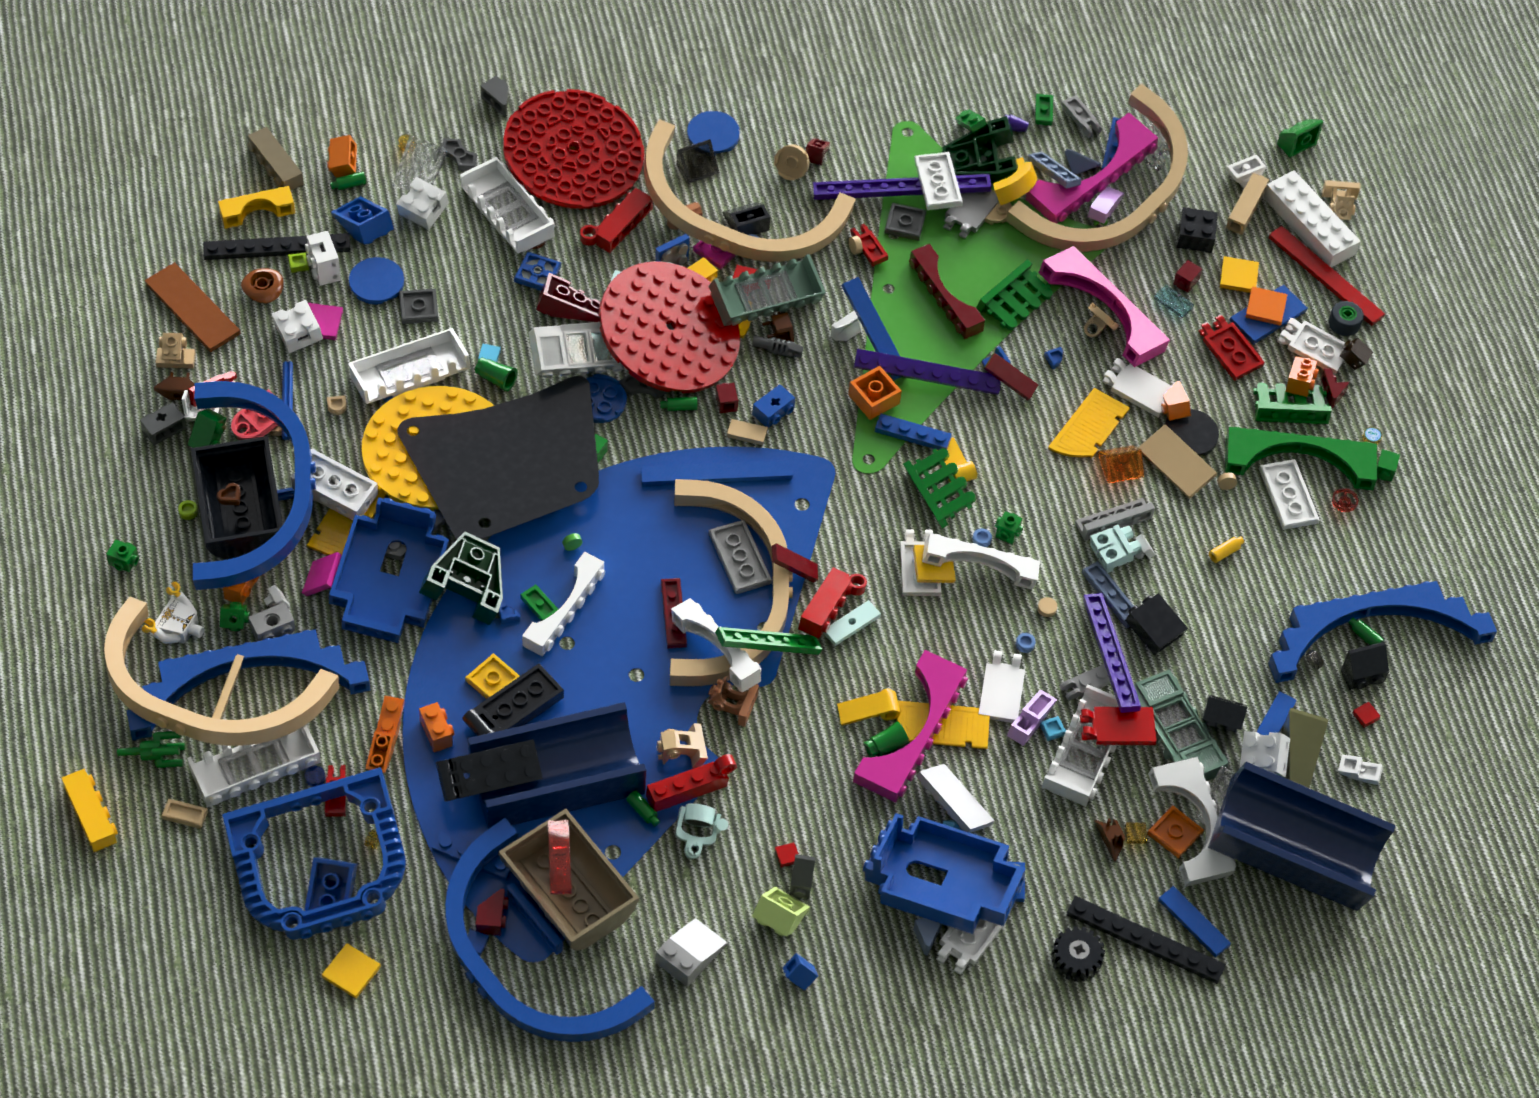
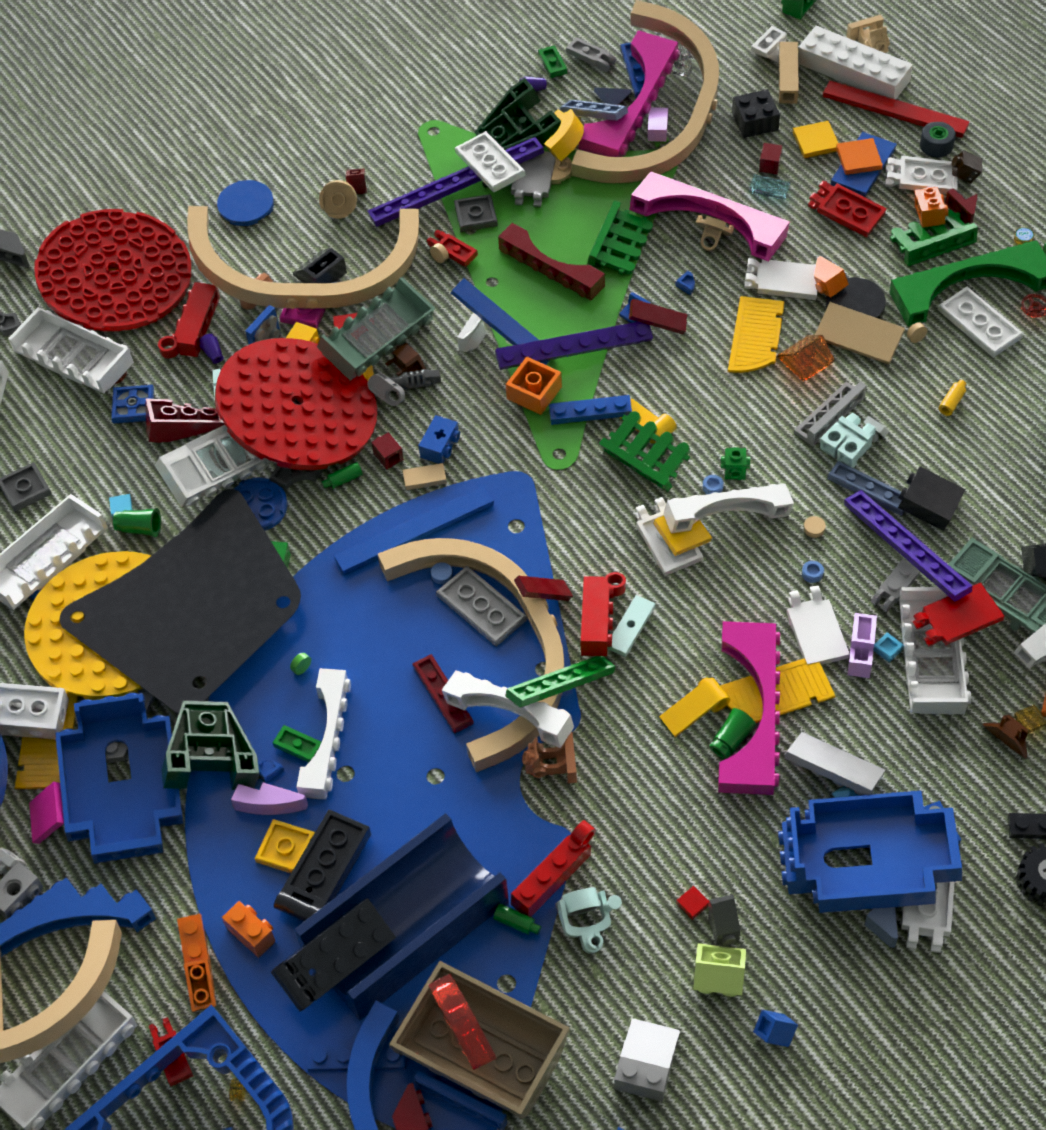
camera: 15 degrees left, 0 degrees up
(315, 776) = (138, 1044): clear blue tile -> none
(496, 637) = (268, 800): none -> lavender slope
(624, 250) = (211, 347): none -> dark purple cone
(670, 745) = (513, 839): tan tile -> none
(697, 161) = (243, 235): clear smoke slope -> none
(721, 516) = (441, 573): none -> medium blue tile
(748, 342) = (382, 387): none -> light grey piece
(970, 120) = (490, 96): green plate -> none

